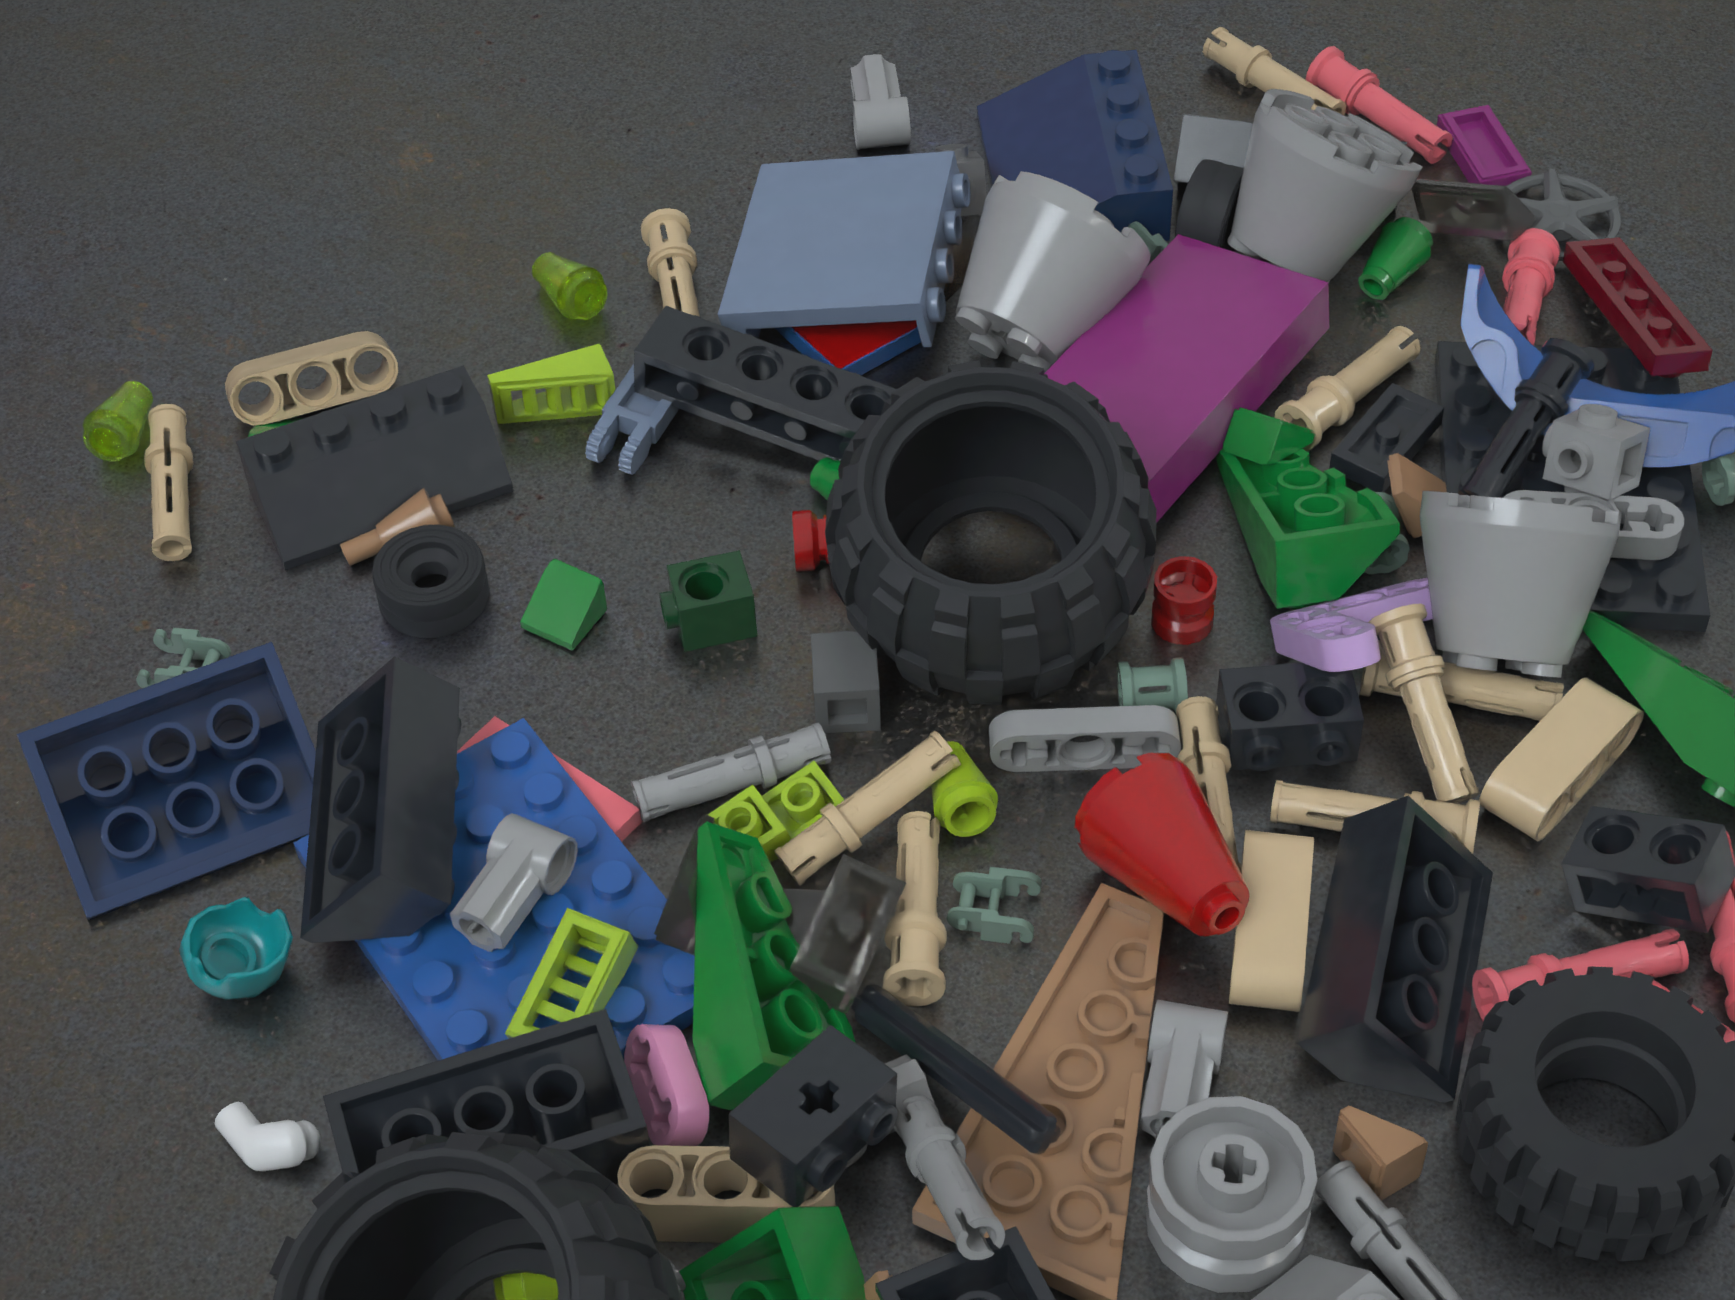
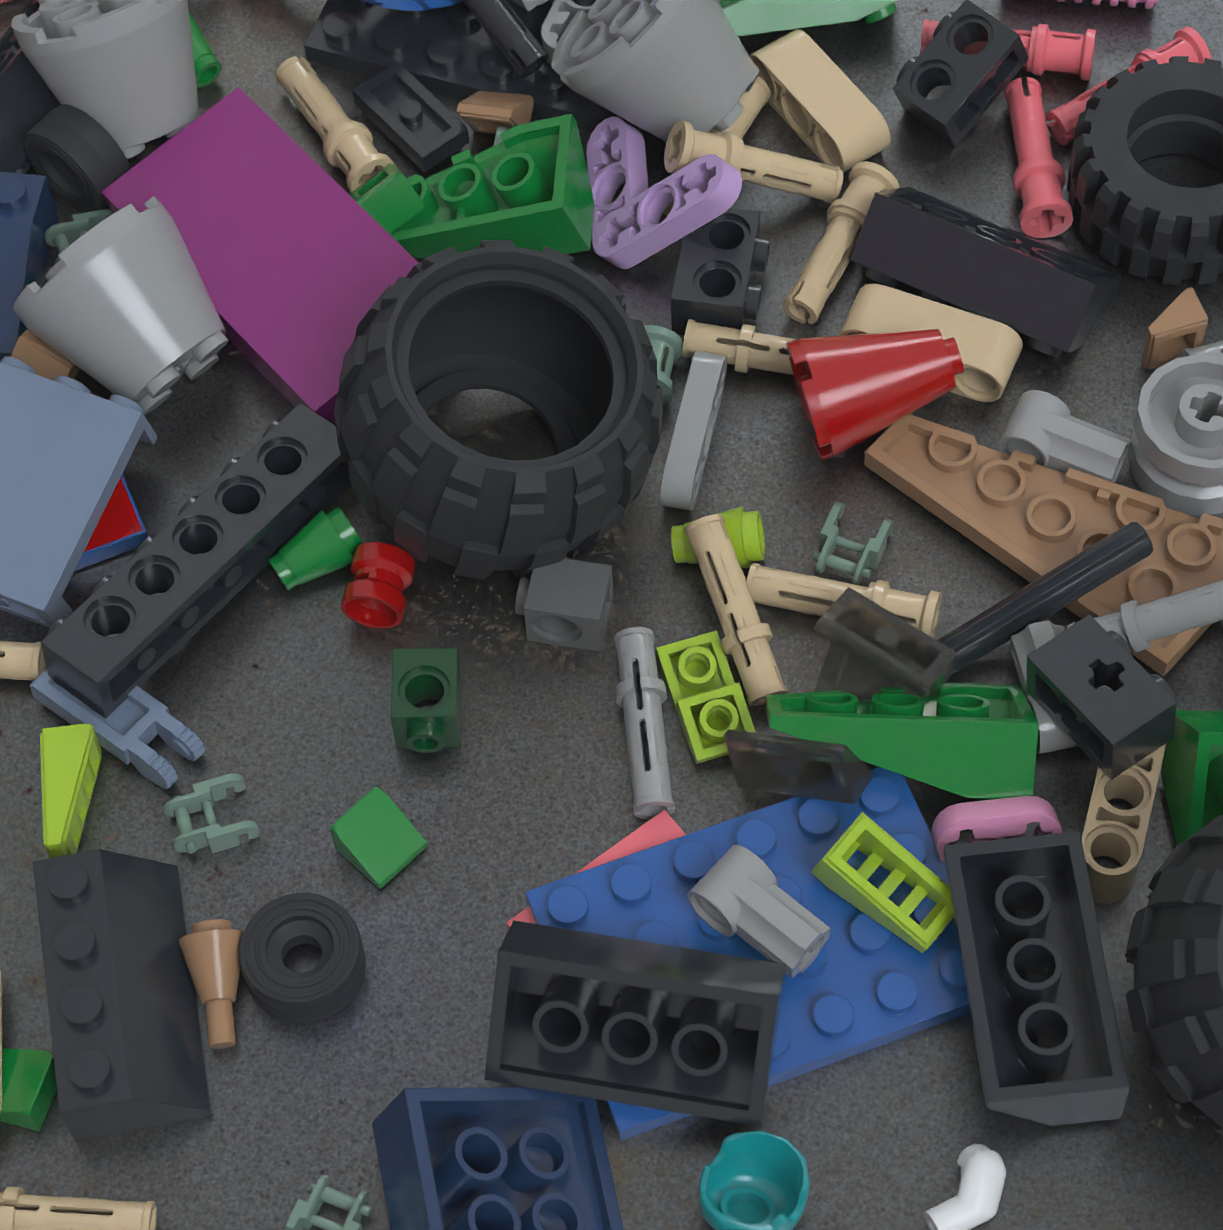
camera: 75 degrees left, 10 degrees up
(579, 479) = (204, 798): none -> sand green piece

